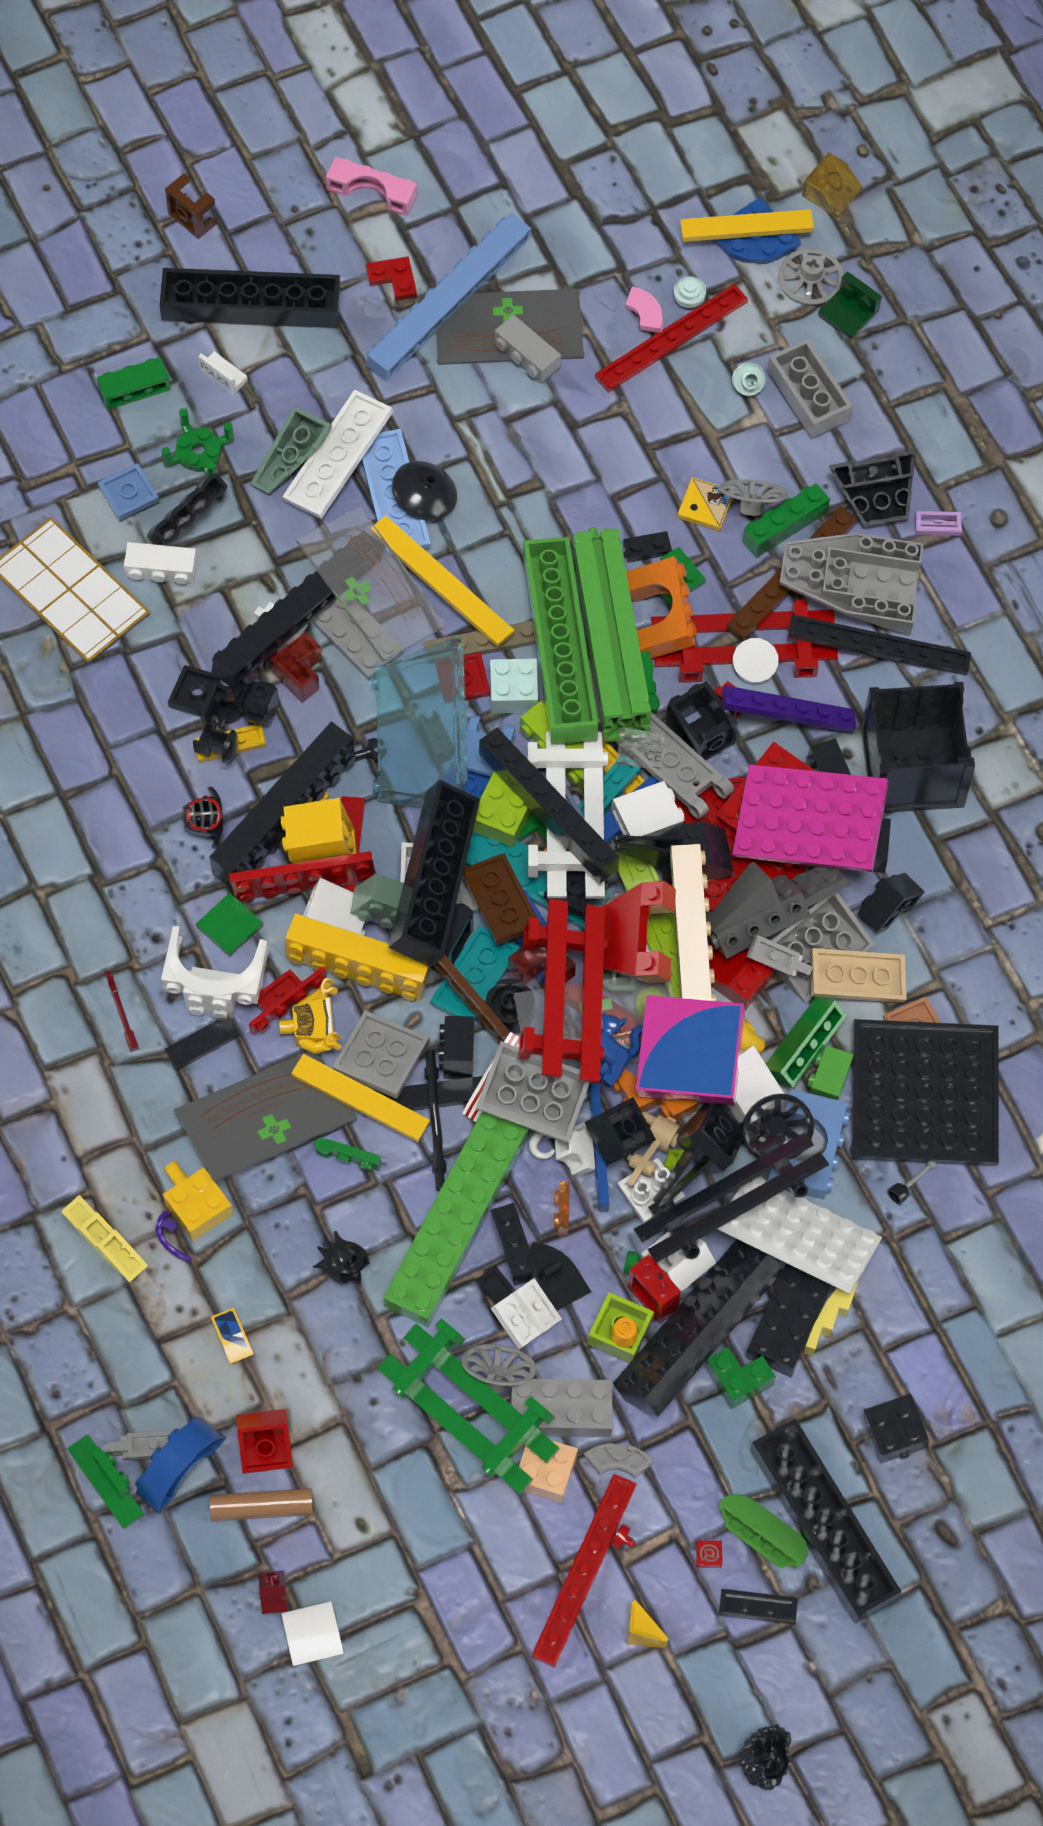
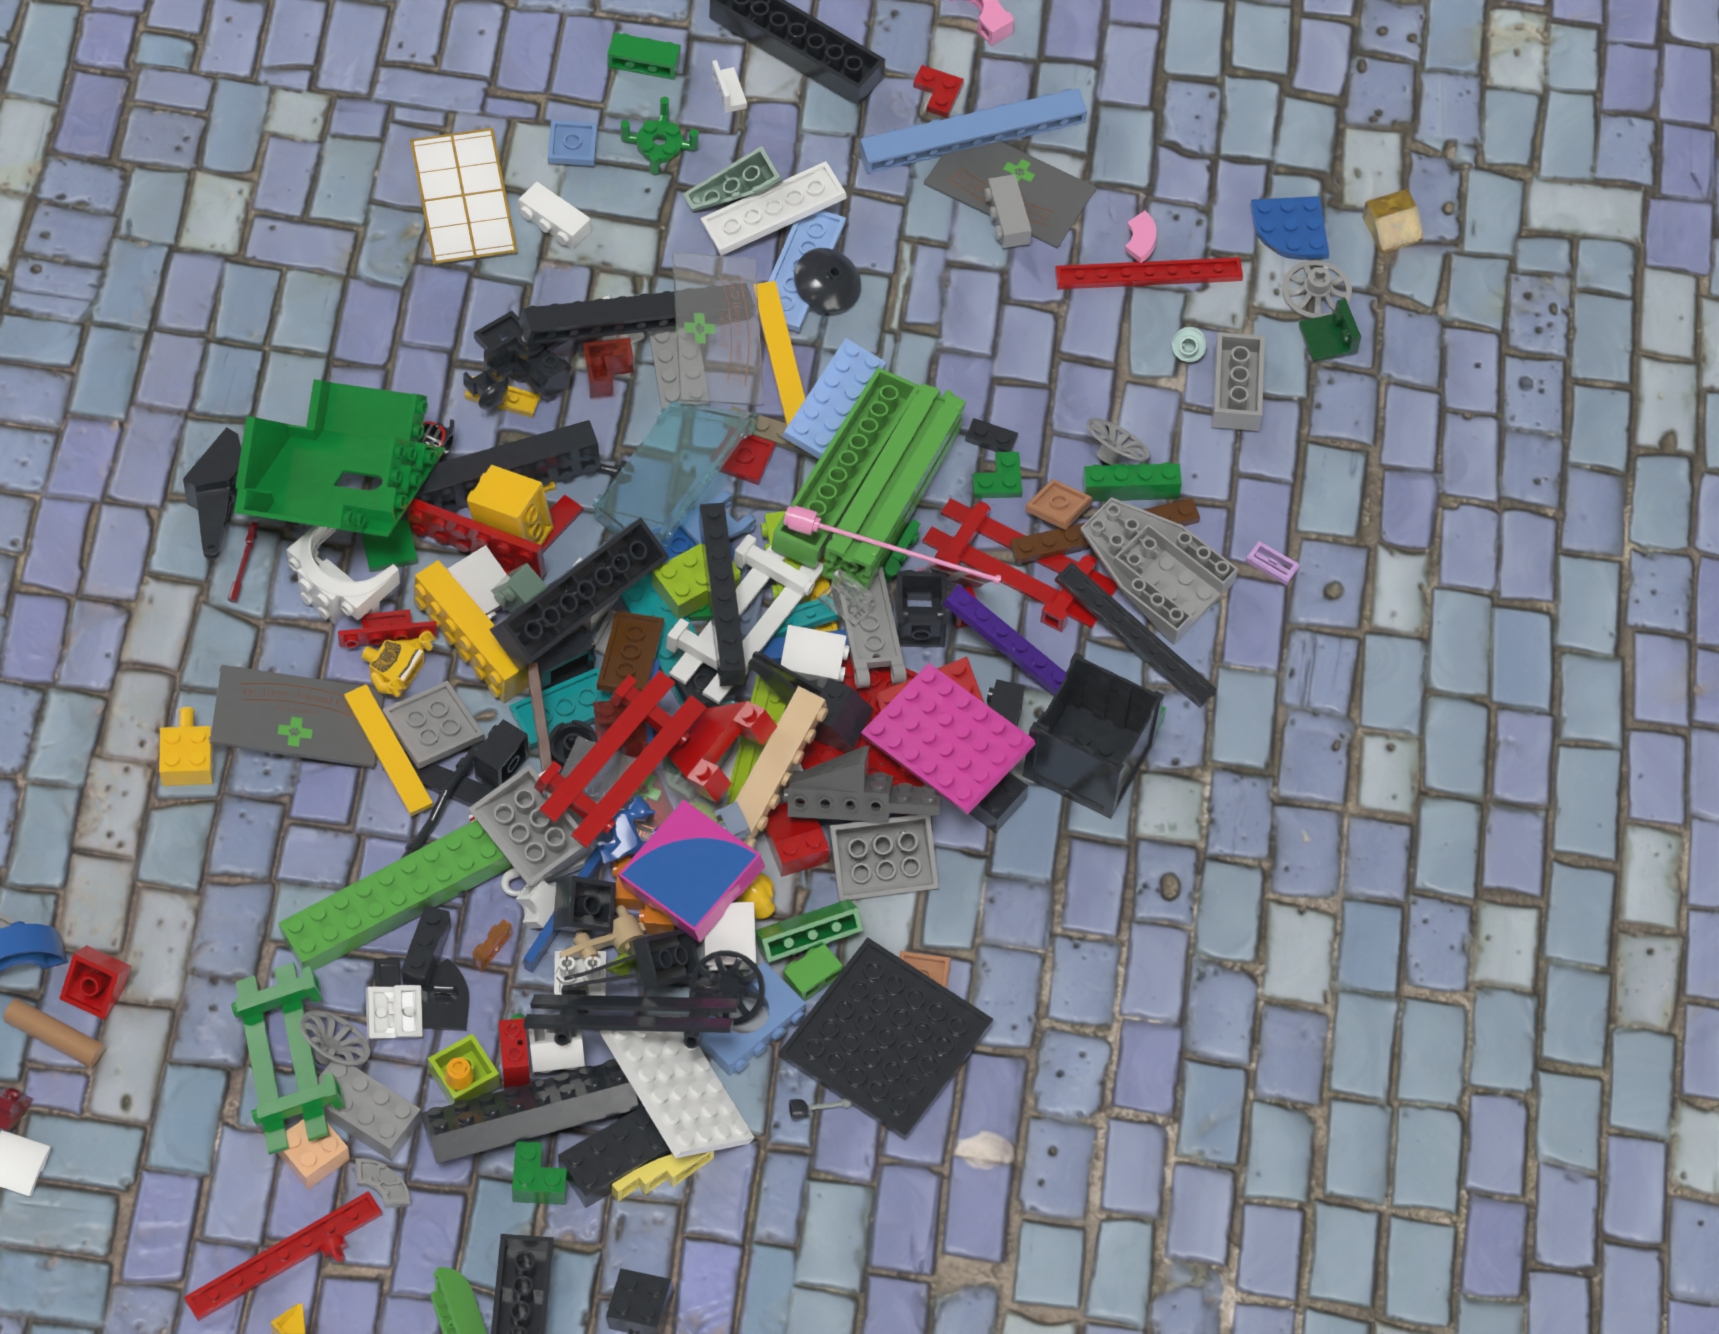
camera: 30 degrees right, 5 degrees down
(53, 965) = (212, 489): none -> black slope
(104, 1238) = (89, 738): light yellow slope -> none
(133, 848) = (351, 429): none -> green panel
(164, 1224) = (144, 754): dark purple piece -> none
(187, 510) = (614, 183): black brick -> none
(202, 1042) = (292, 628): black tile -> none
(231, 1335) = (134, 880): slope -> none
(342, 1260) = (270, 872): black hair -> none
(346, 1154) = (342, 789): green hinge -> none
(505, 588) = (832, 398): none -> light blue plate
(513, 685) = (777, 483): light aqua brick -> none
(576, 703) = (807, 521): none -> bright pink flag
(676, 629) = (959, 516): orange arch -> none
(689, 292) = (1193, 242): light aqua plate -> none
(695, 988) = (733, 821): none -> sand blue brick
(704, 504) = (1068, 430): tile -> none
(708, 1554) = (399, 1309): red tile -> none
(742, 571) = (1058, 504): none -> nougat tile
(746, 225) = (1286, 212): yellow tile -> none
(755, 661) = (1016, 587): white tile -> none
(777, 957) = (833, 841): light grey hinge -> none
(858, 975) = (899, 902): tan plate -> none
(878, 487) = (1236, 500): black wedge -> none
(889, 900) = (975, 854): black brick -> none

